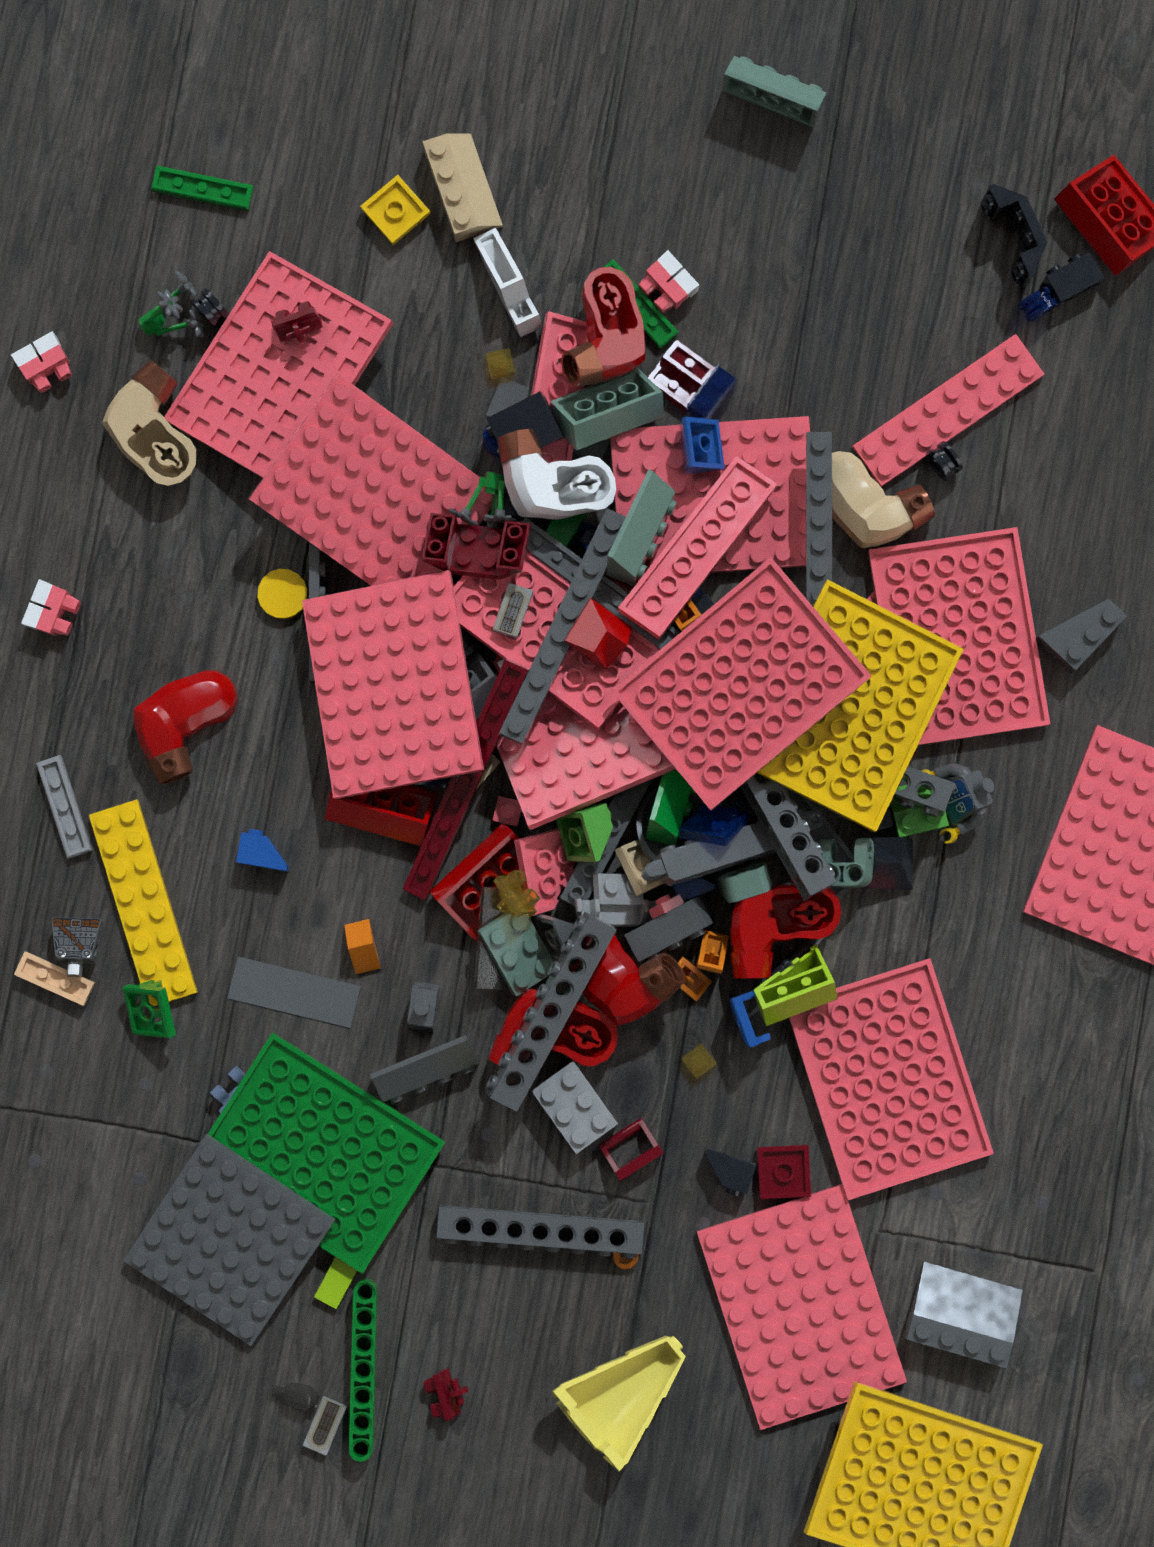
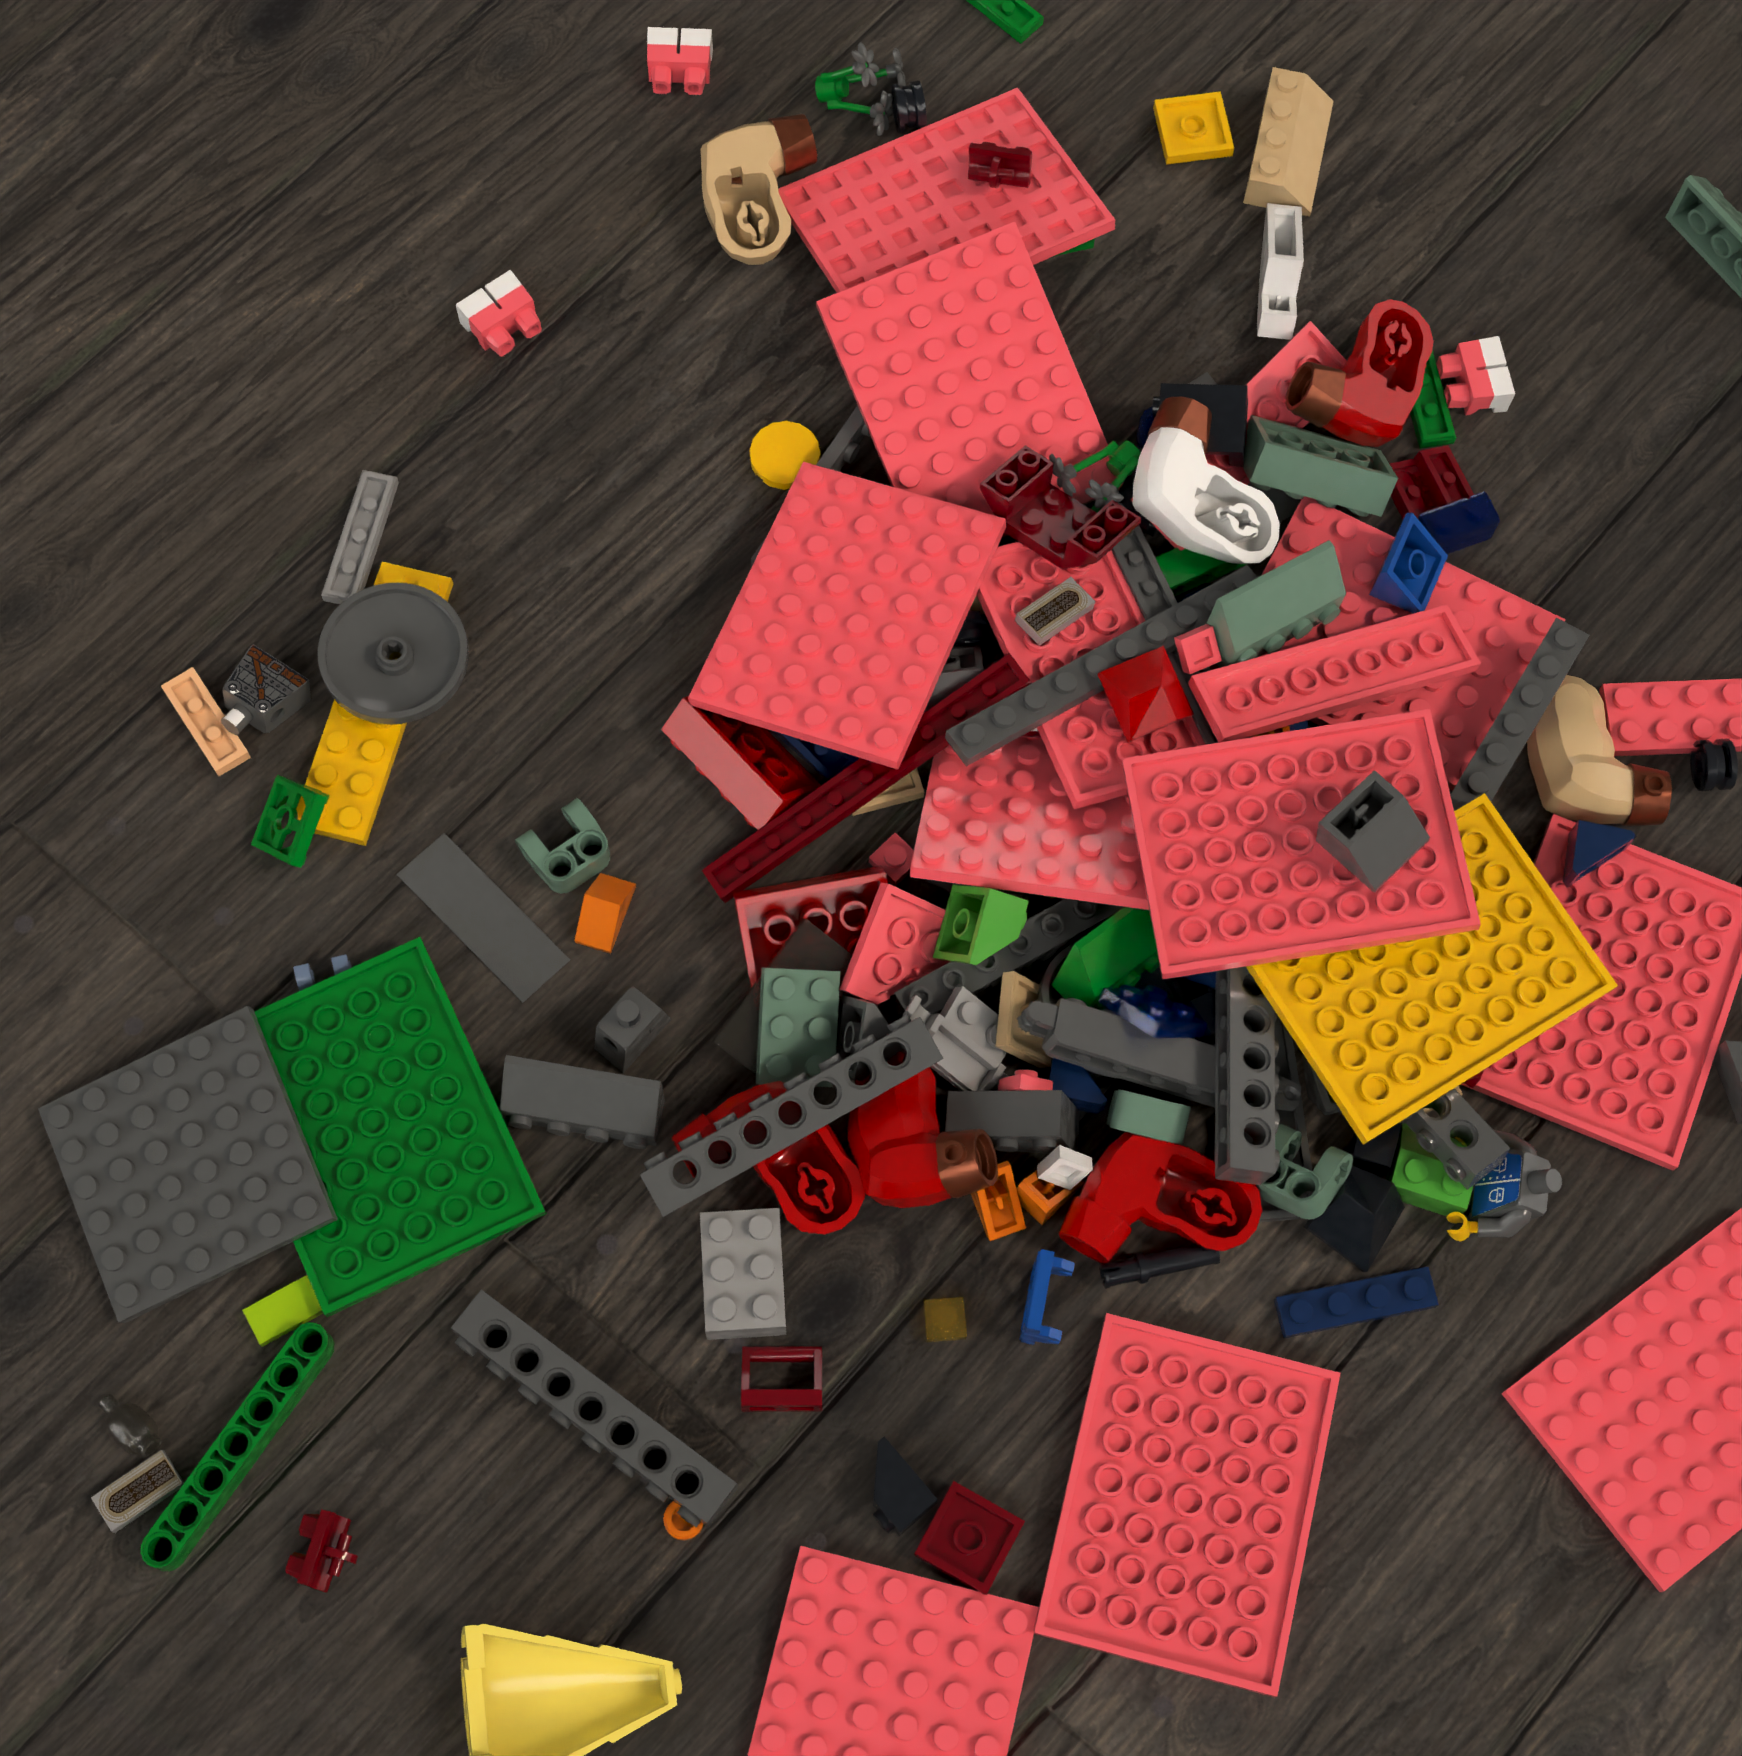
camera: 30 degrees right, 15 degrees down
(117, 867) = (393, 653): none -> dark grey dish
(177, 713) = (569, 509): red piece -> none
(260, 851) = (555, 722): blue slope -> none
(321, 925) = (570, 852): none -> sand green piece
(500, 363) = (1213, 354): clear yellow plate -> none
(513, 897) = (835, 950): clear yellow hips -> none
(611, 585) = (1197, 649): none -> coral plate
(715, 939) = (1064, 1167): none -> white plate
(782, 660) = (1372, 831): none -> dark grey slope
(796, 989) = (1134, 1297): lime wedge -> none
(902, 561) = (1591, 847): none -> dark blue slope
(916, 910) = (1356, 1302): none -> dark blue plate

